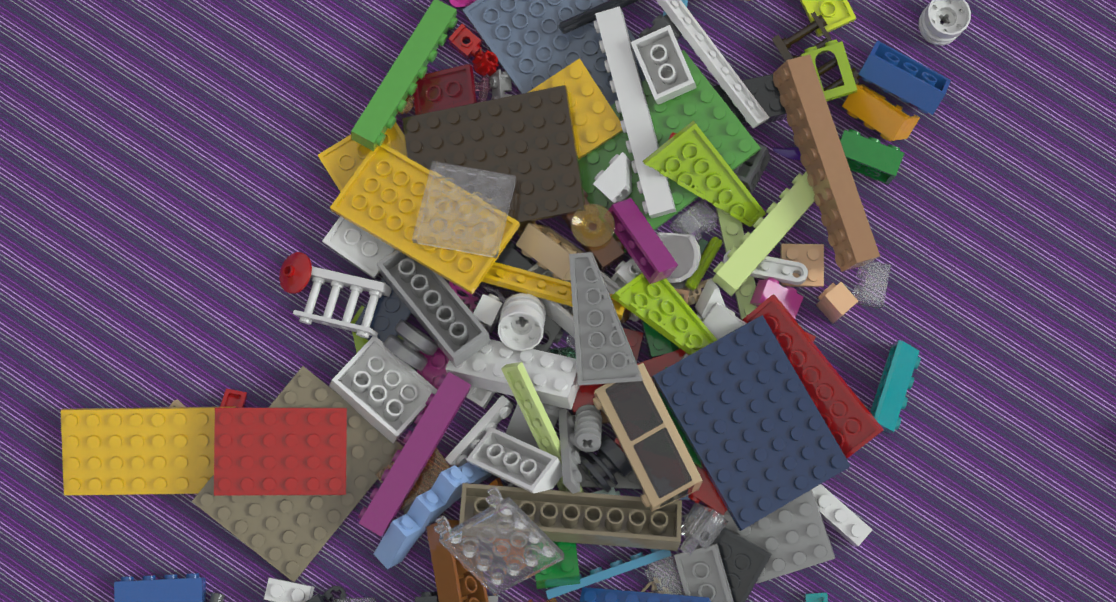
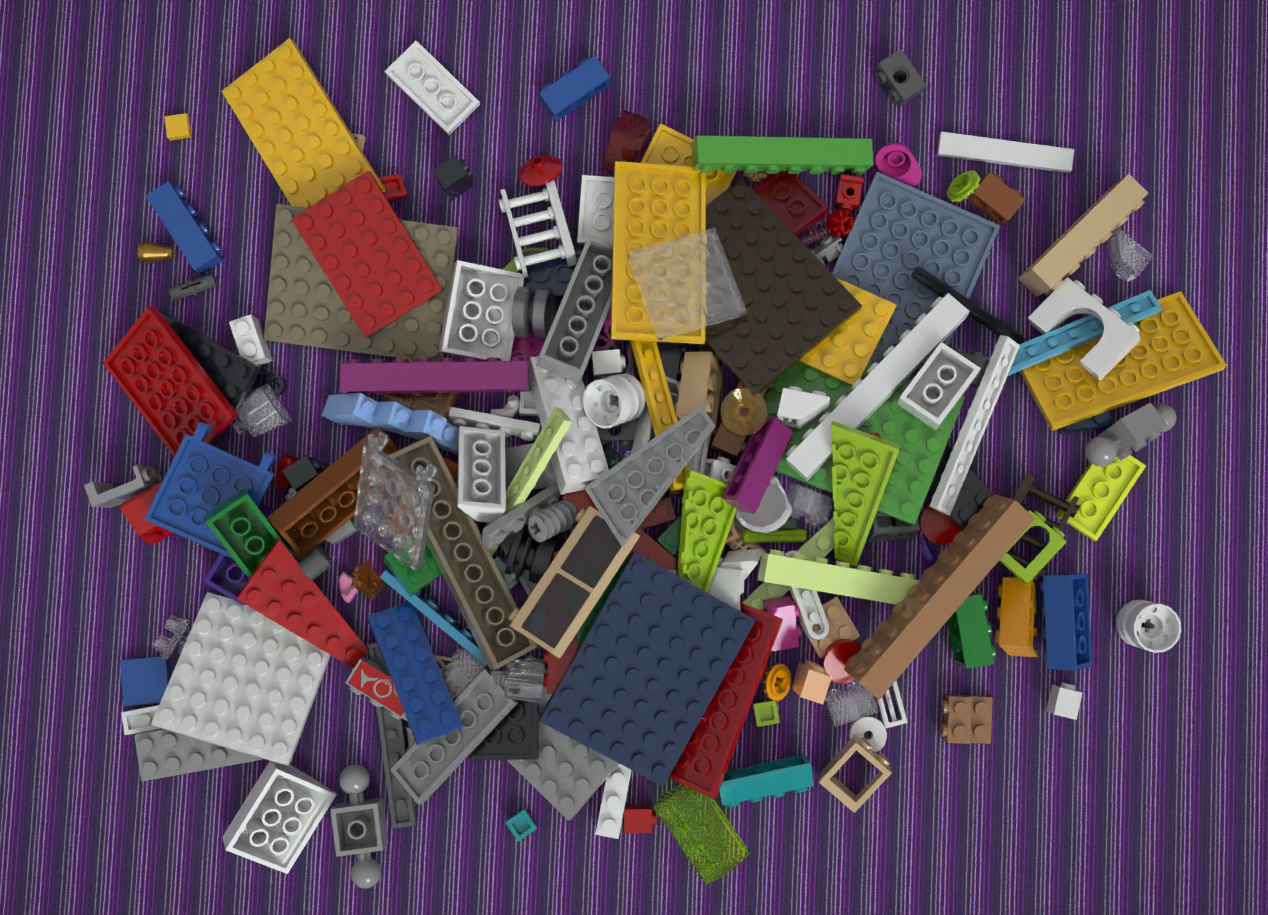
camera: 60 degrees right, 5 degrees up
(70, 549) = (178, 126): none -> yellow tile
(171, 320) = (432, 87): none -> white plate
(245, 205) = (574, 88): none -> blue brick
(258, 345) = (453, 177): none -> black brick
(316, 189) = (626, 139): none -> clear red brick
(474, 413) = (510, 409): none -> white arm
(772, 133) = (936, 526): none -> red tile
(826, 332) = (782, 683): none -> light orange gear
(829, 271) = (836, 658): none -> red tile
(841, 354) = (766, 713): none -> lime plate
(866, 505) = (639, 818): none -> red brick
(904, 460) = (701, 832): none -> clear neon green slope
(908, 250) = (895, 722): none -> white tile
(914, 285) = (877, 729): none -> white piece
(935, 333) = (838, 789): none -> tan window
(937, 201) = (966, 719): none -> medium nougat plate
(966, 117) = (1064, 701): none -> white brick

